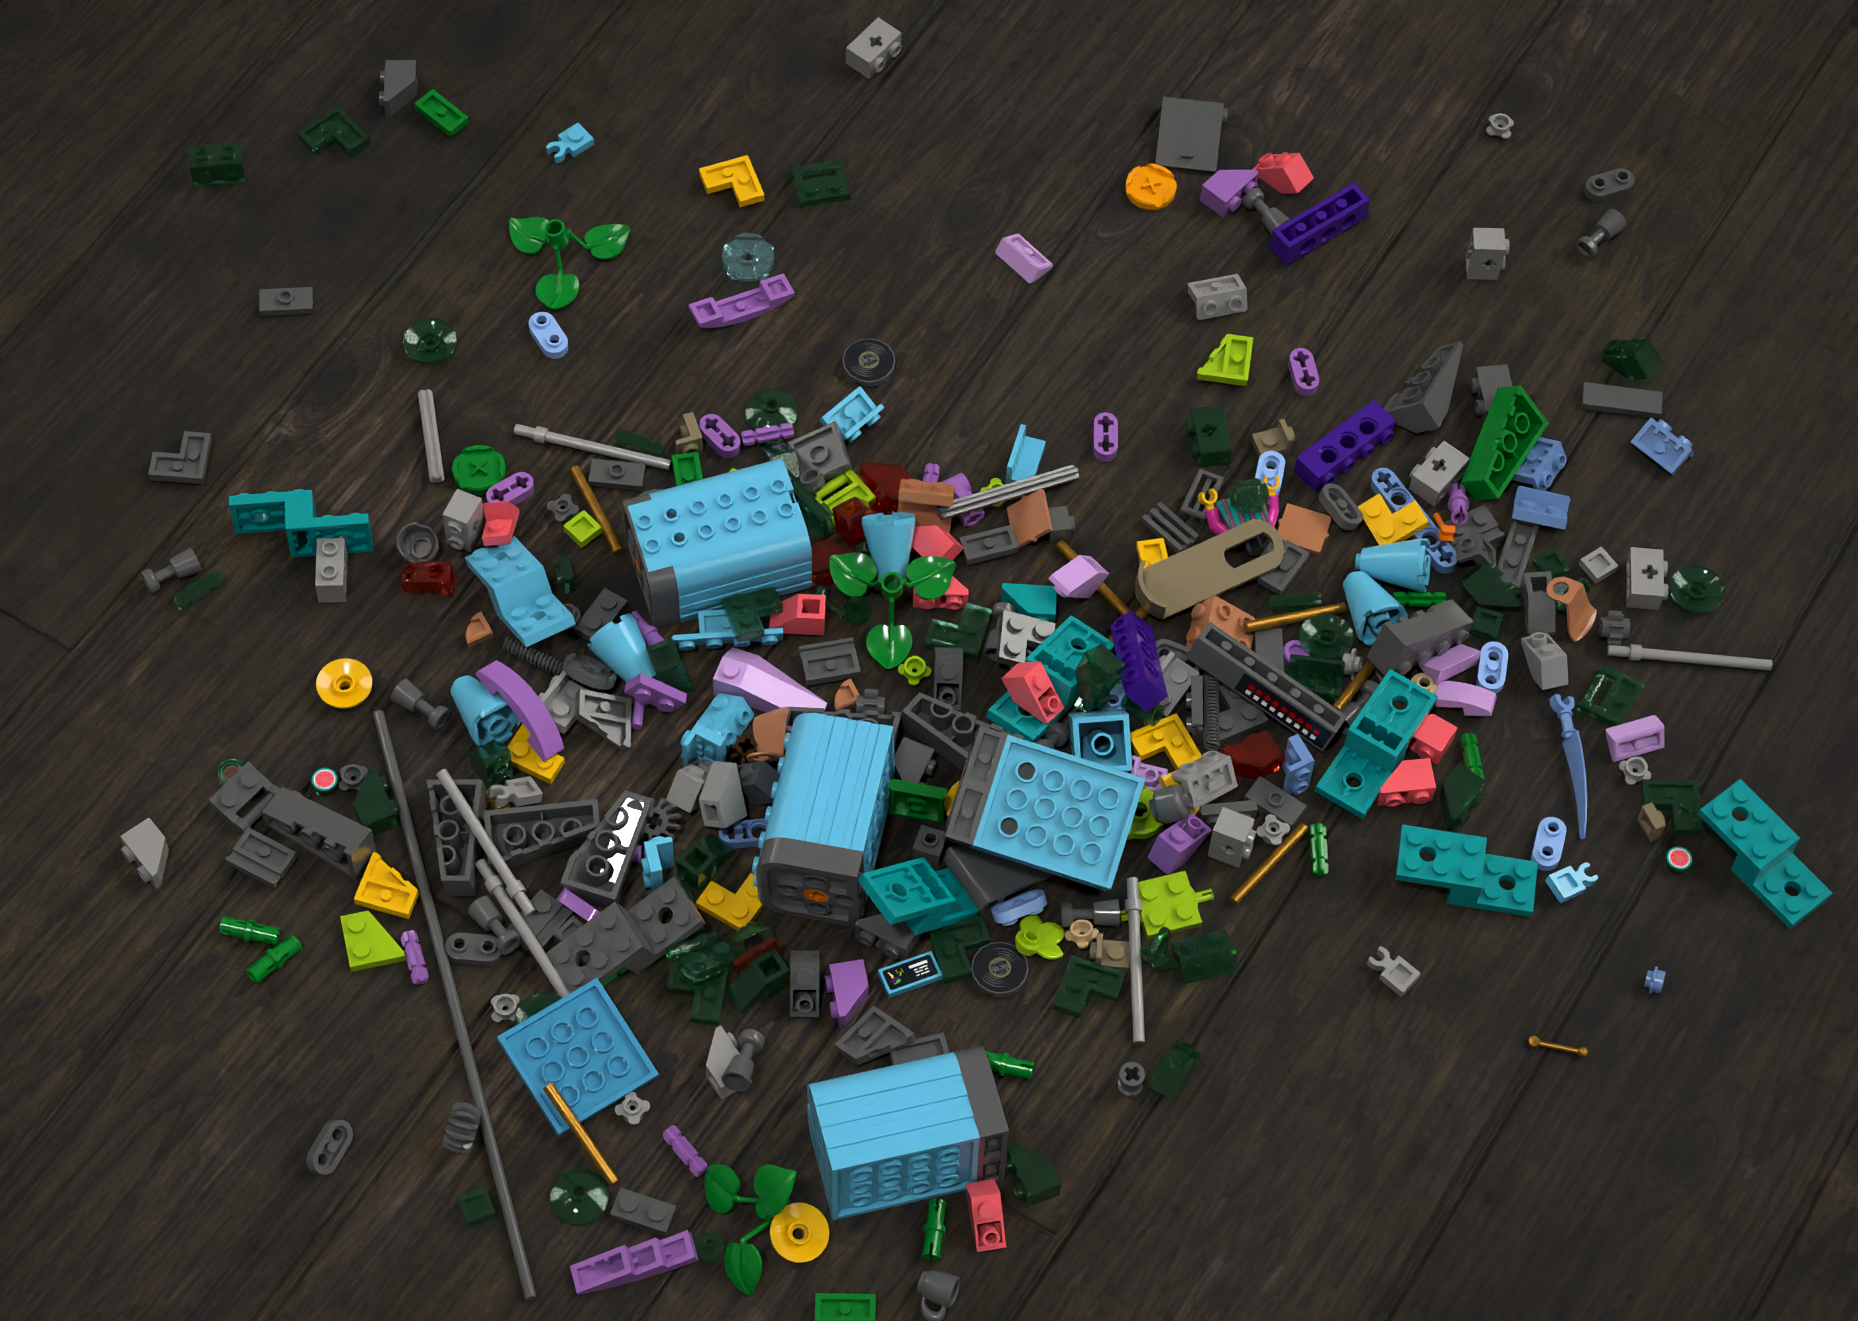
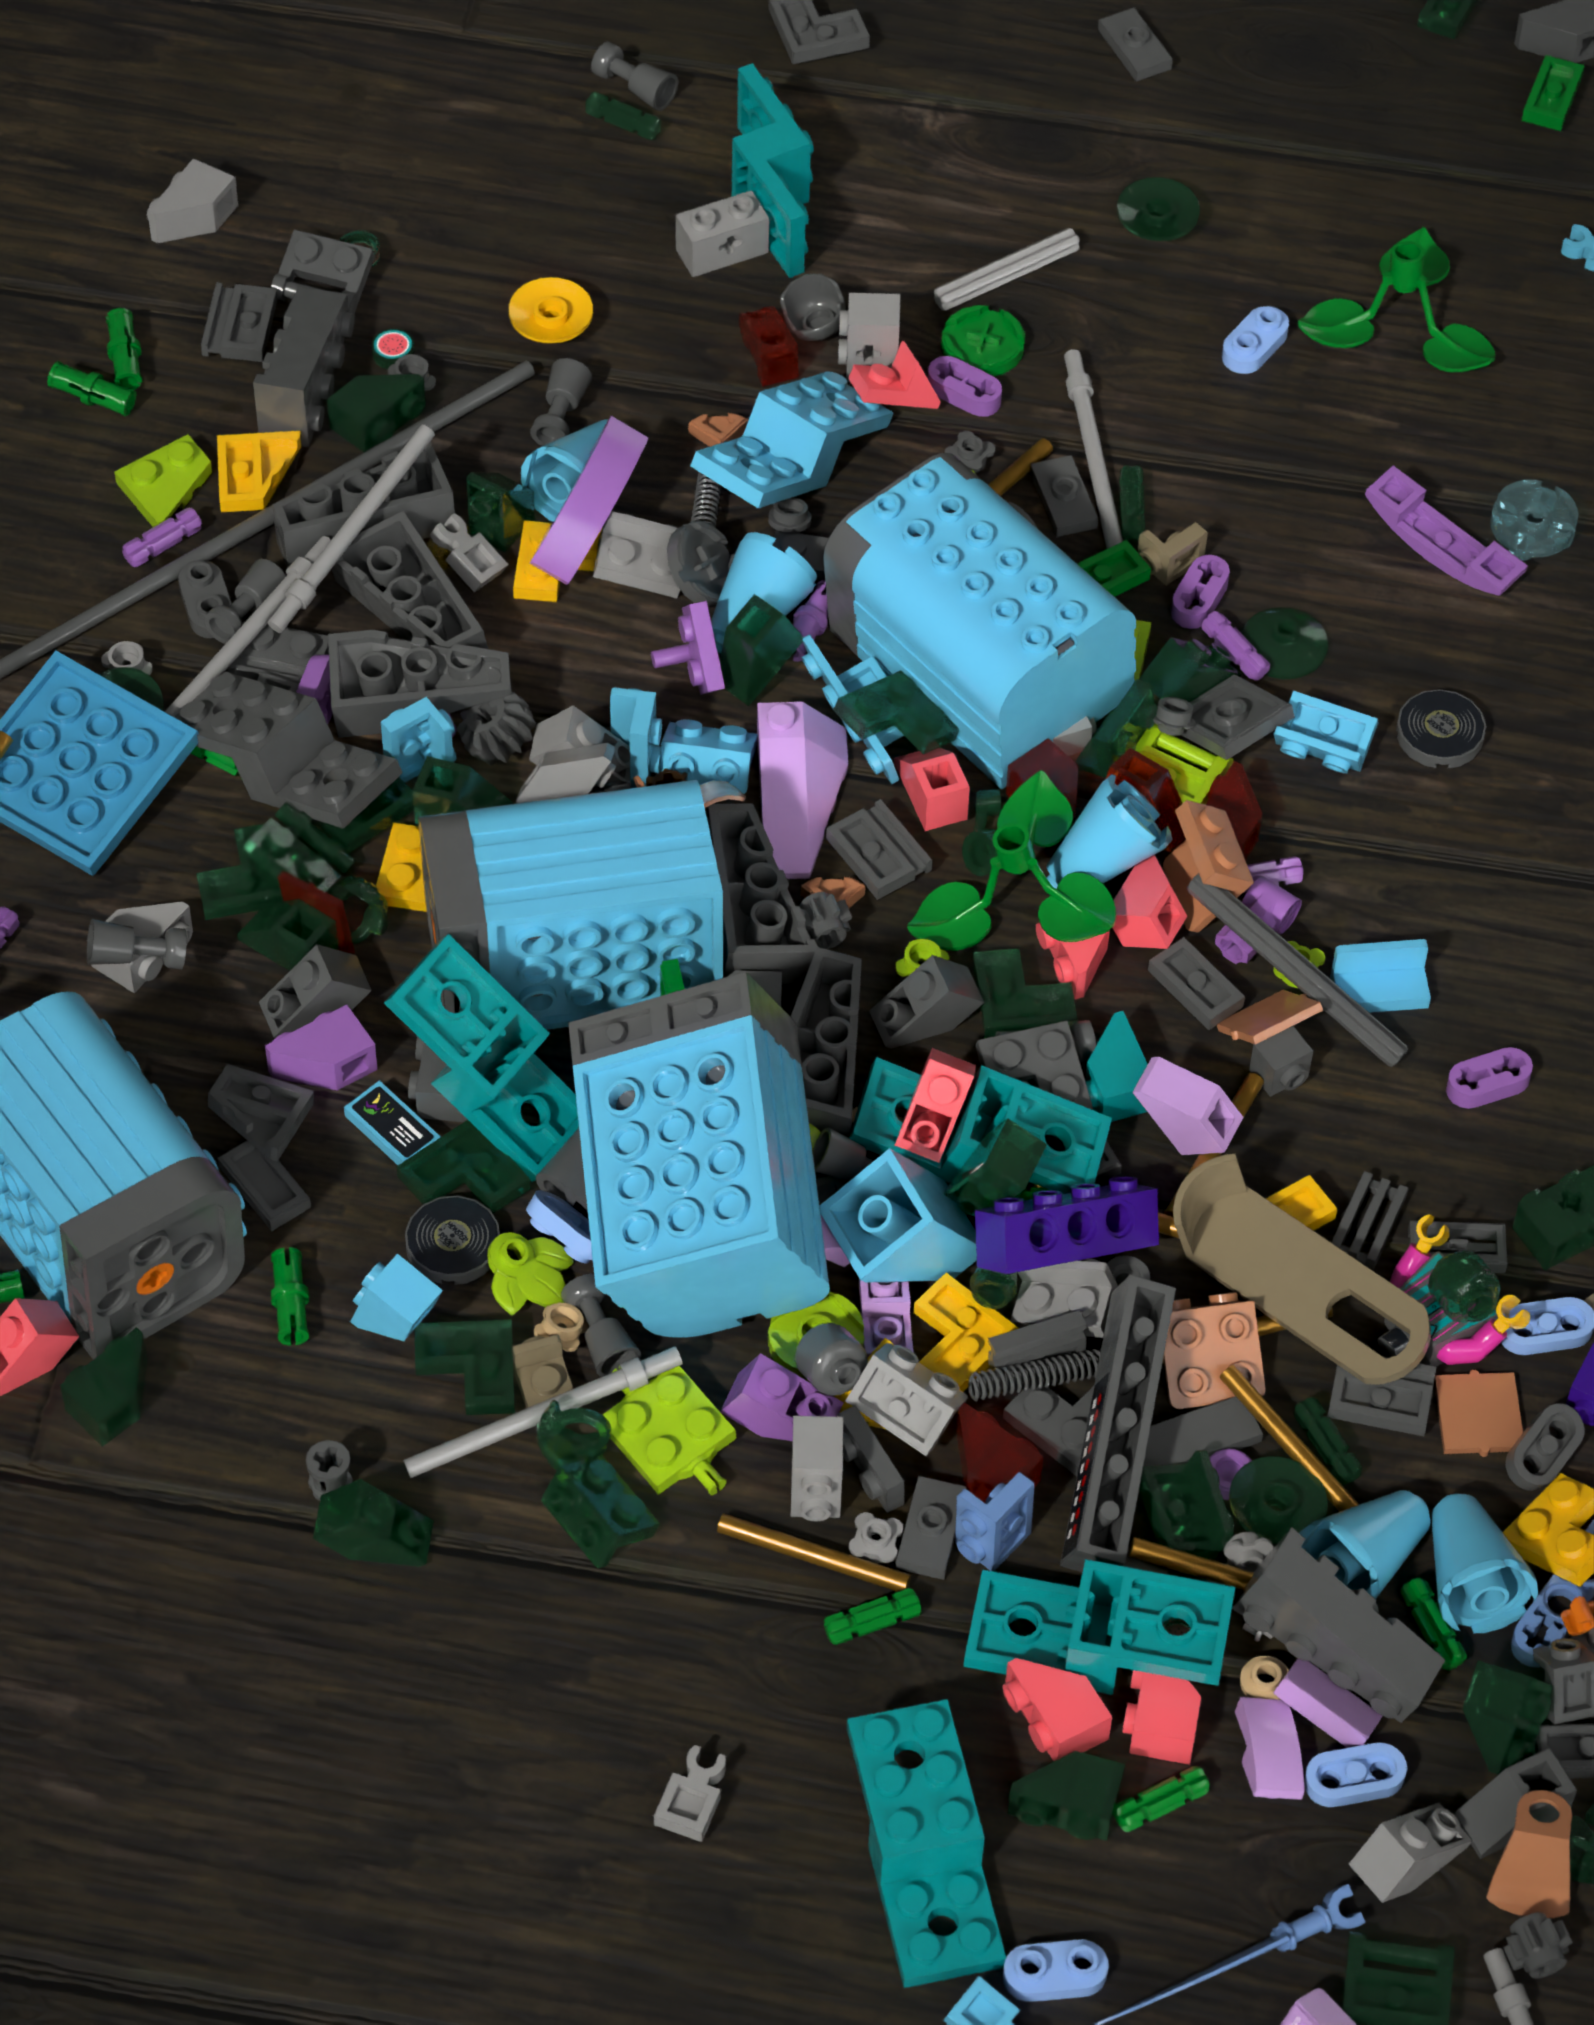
camera: 70 degrees right, 5 degrees down
(564, 574) = (857, 487): clear green plate -> none
(606, 716) = (643, 610): dark grey wing -> none
(632, 1116) = (26, 870): light grey plate -> none
(1042, 1007) = (394, 1299): none -> medium azure slope
(1486, 623) = (1438, 1739): clear green plate -> none

